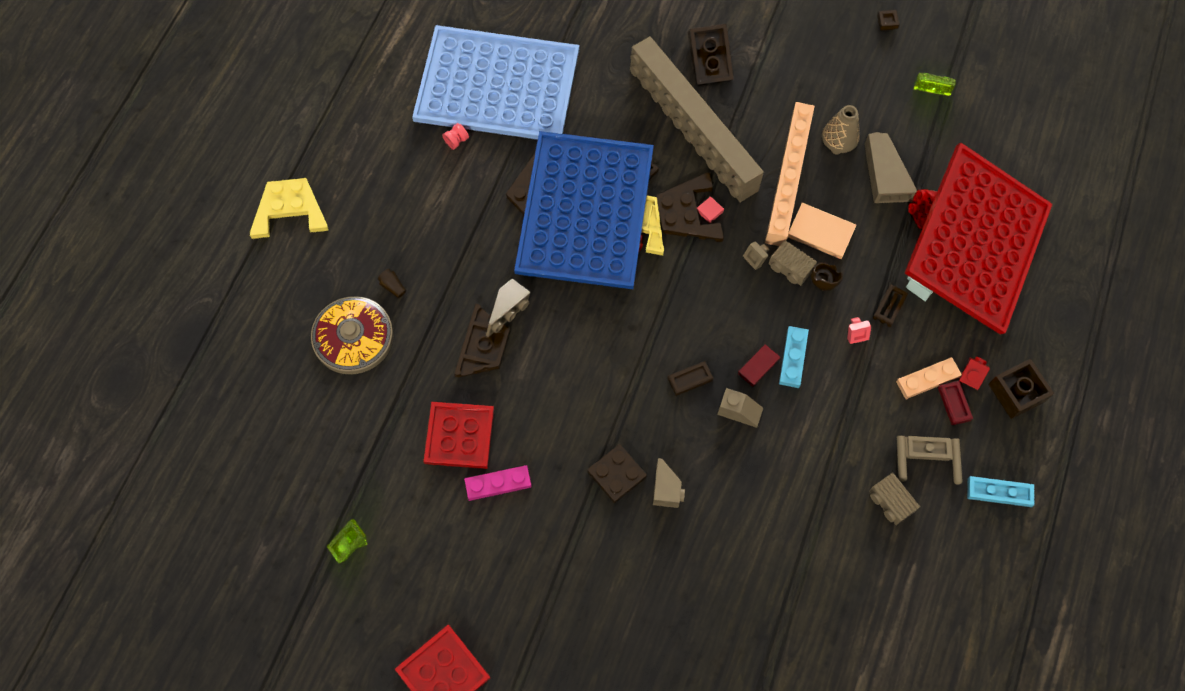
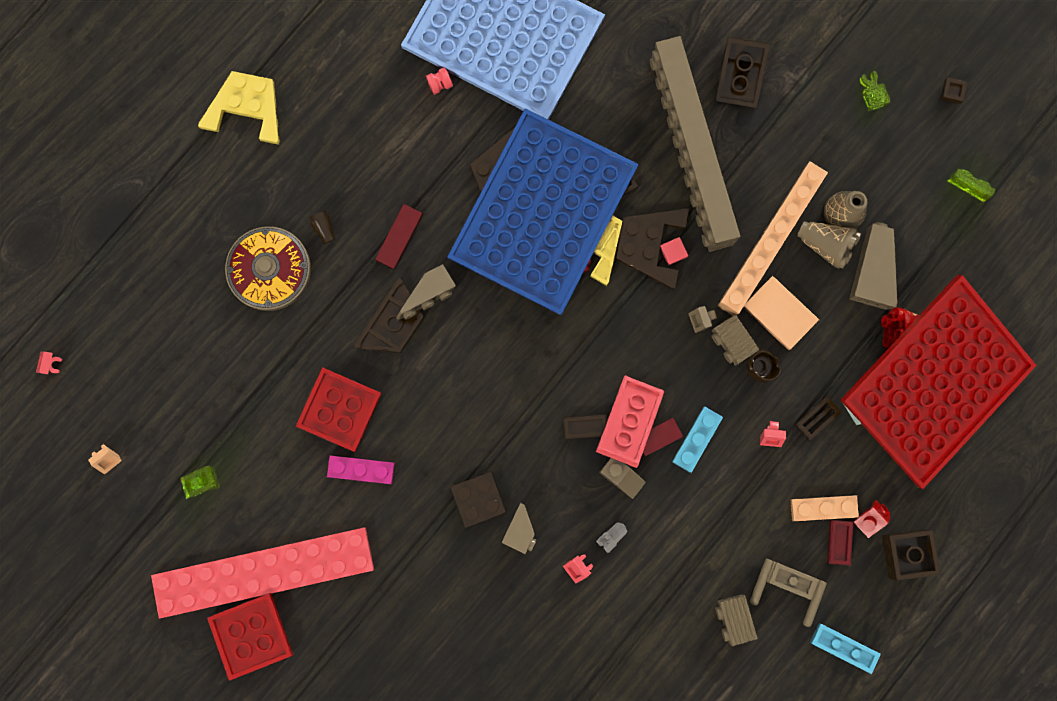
camera: 20 degrees right, 15 degrees up
(162, 482) = (45, 363): none -> coral tile
(247, 553) = (104, 459): none -> light nougat tile
(432, 610) = (262, 572): none -> coral plate
(463, 272) = (399, 236): none -> dark red tile
(729, 357) = (630, 421): none -> coral tile
(732, 503) = (577, 569): none -> coral tile
(752, 464) = (612, 536): none -> light grey piece
(824, 41) = (874, 94): none -> clear neon green plate
(839, 159) = (830, 241): none -> dark tan cone

